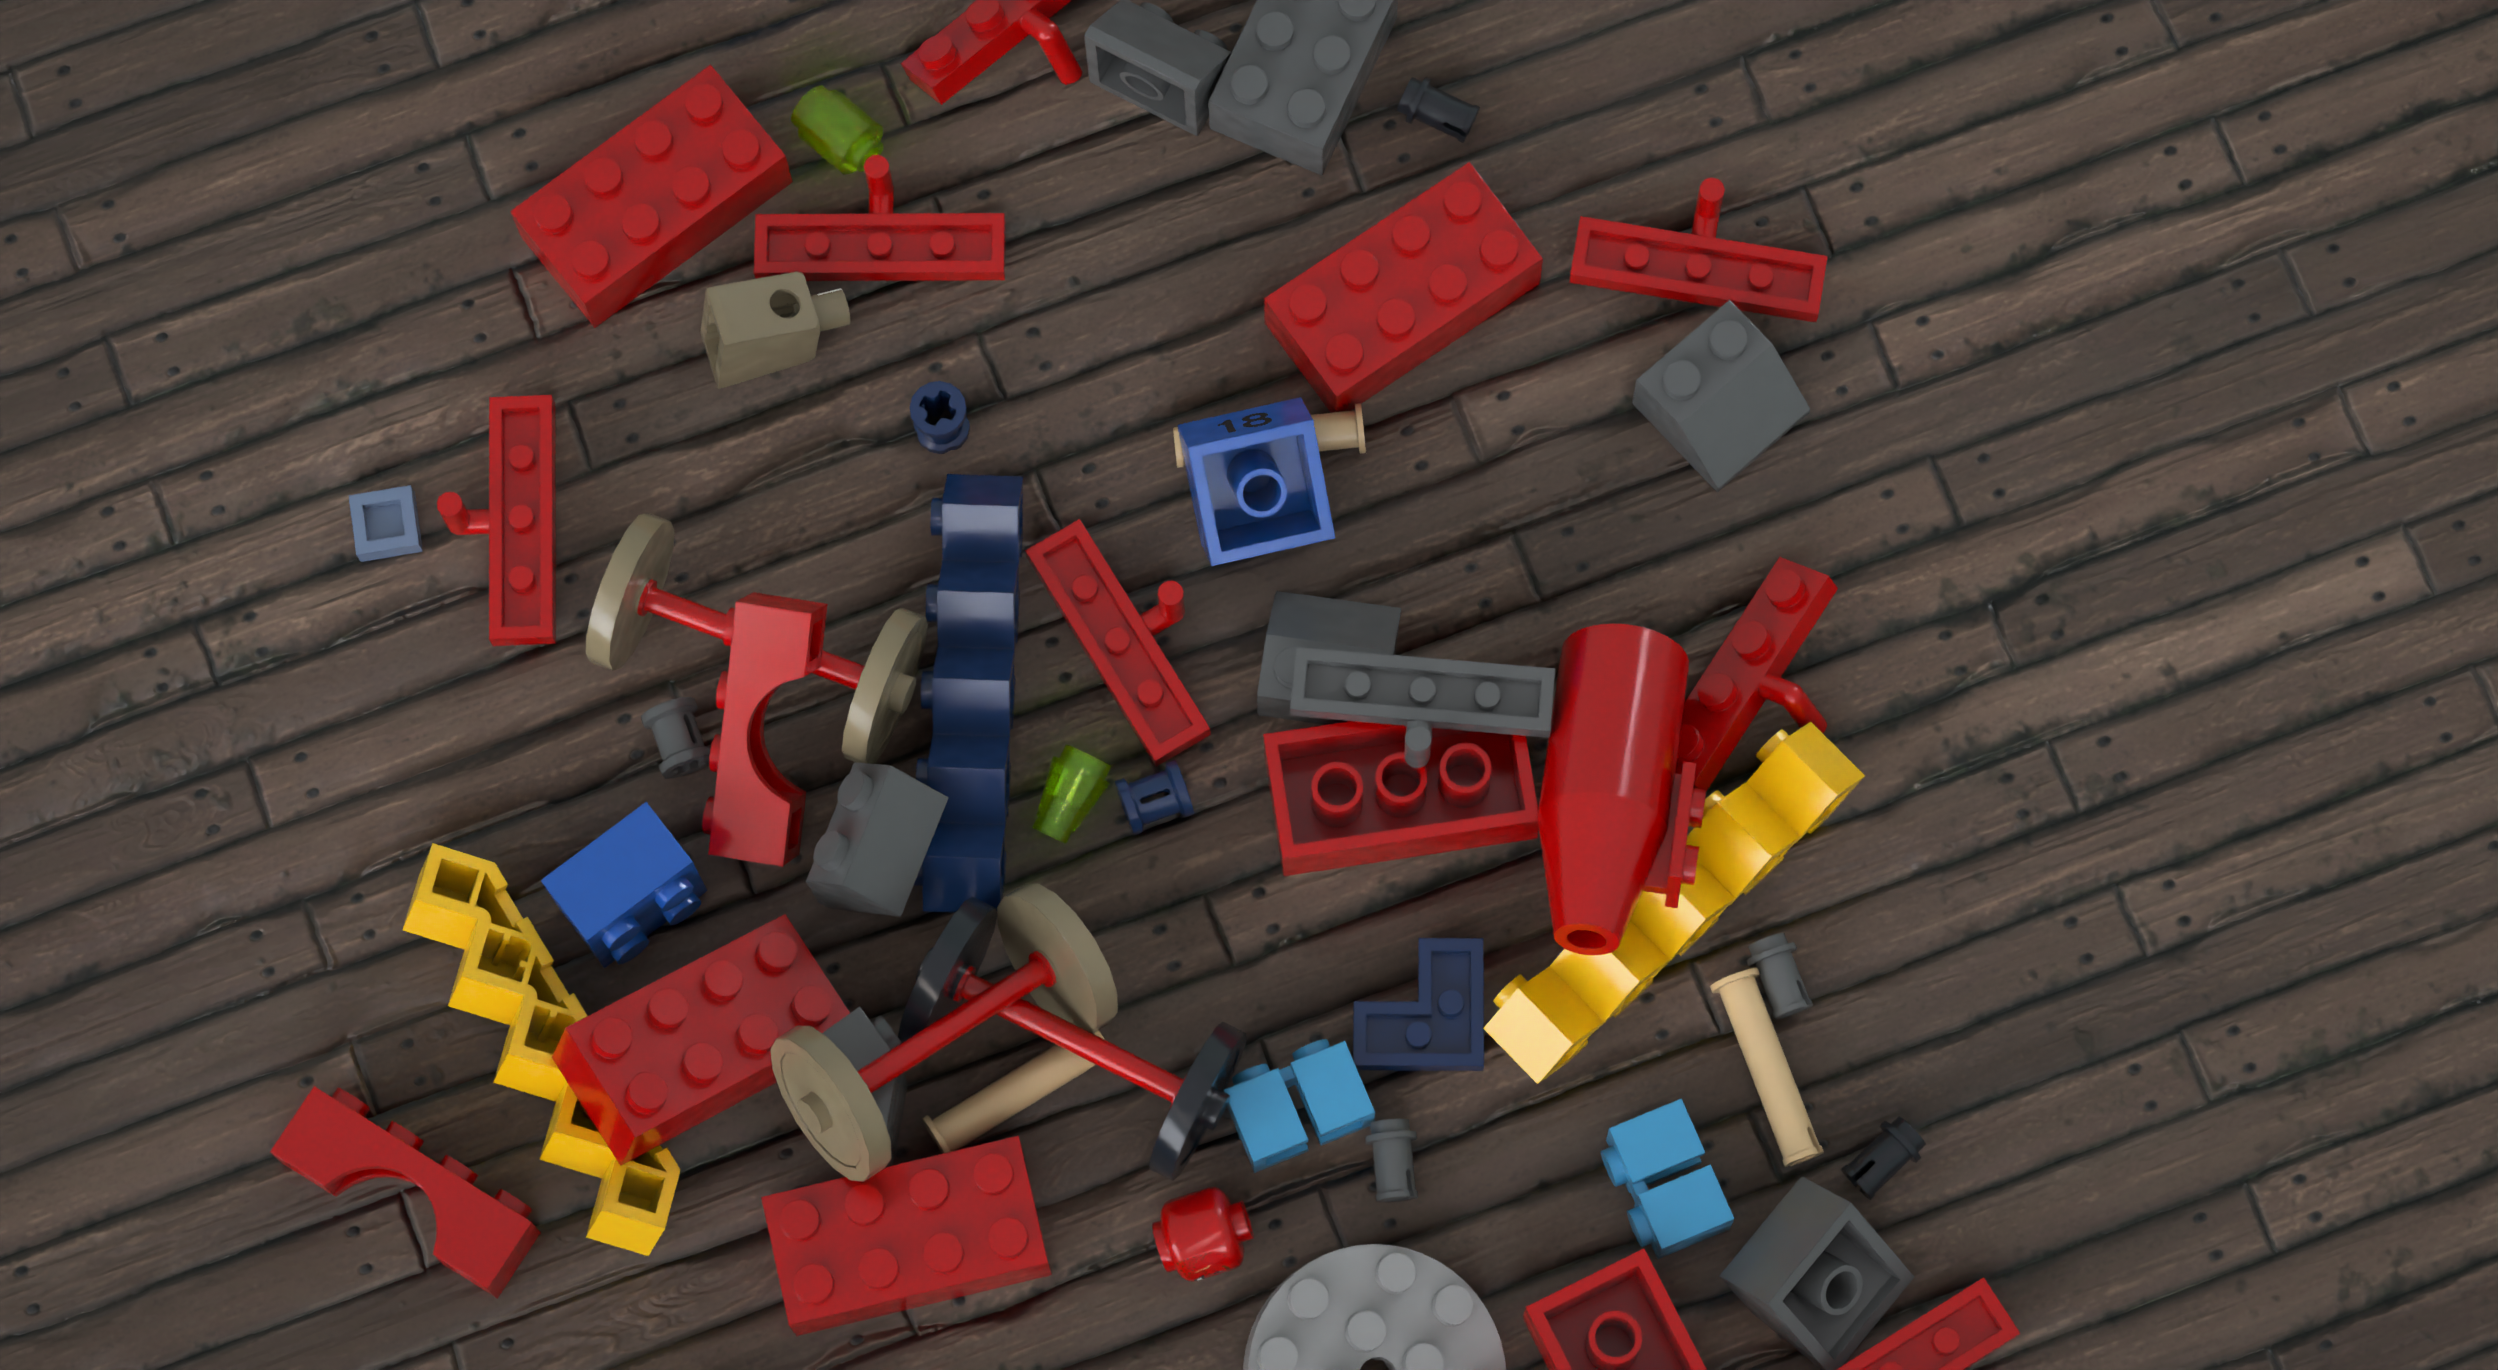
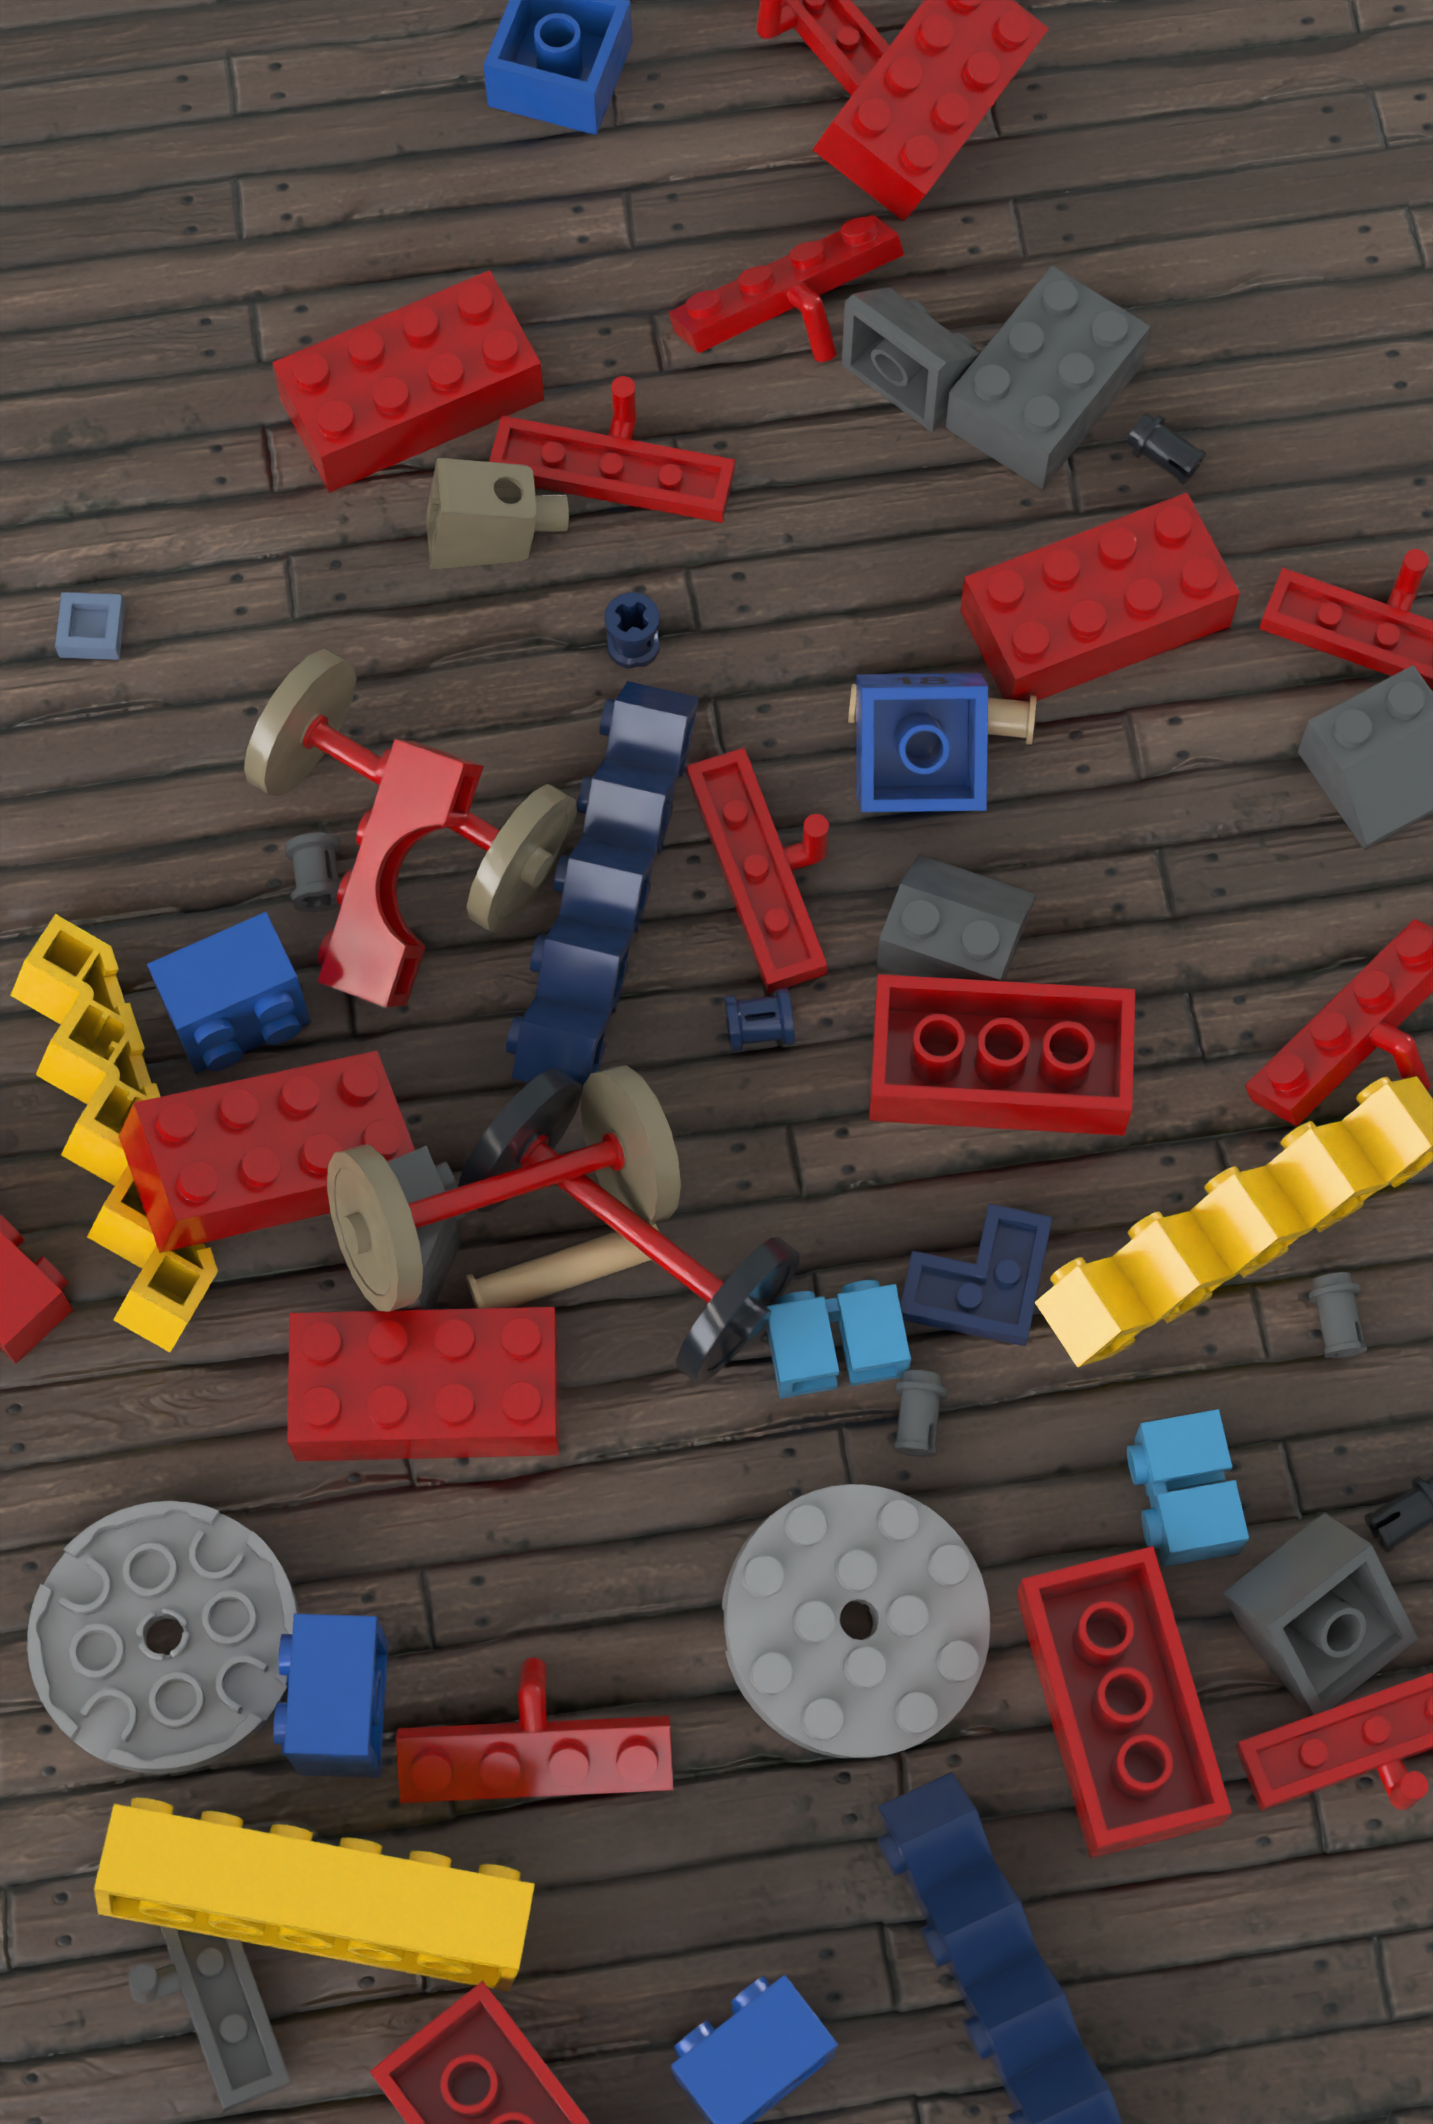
camera: 10 degrees right, 5 degrees down
(518, 520) = (213, 646): red plate -> none
(837, 129) = (594, 355): clear neon green brick -> none
(875, 841) = (477, 997): dark grey slope -> none
(1070, 792) = (679, 998): clear neon green cone -> none
(1202, 1234) = (714, 1444): red head -> none
(1422, 695) = (1041, 965): dark grey plate -> none
(1609, 790) = (1208, 1096): red piece -> none
(1768, 1066) = (1310, 1400): tan pin -> none

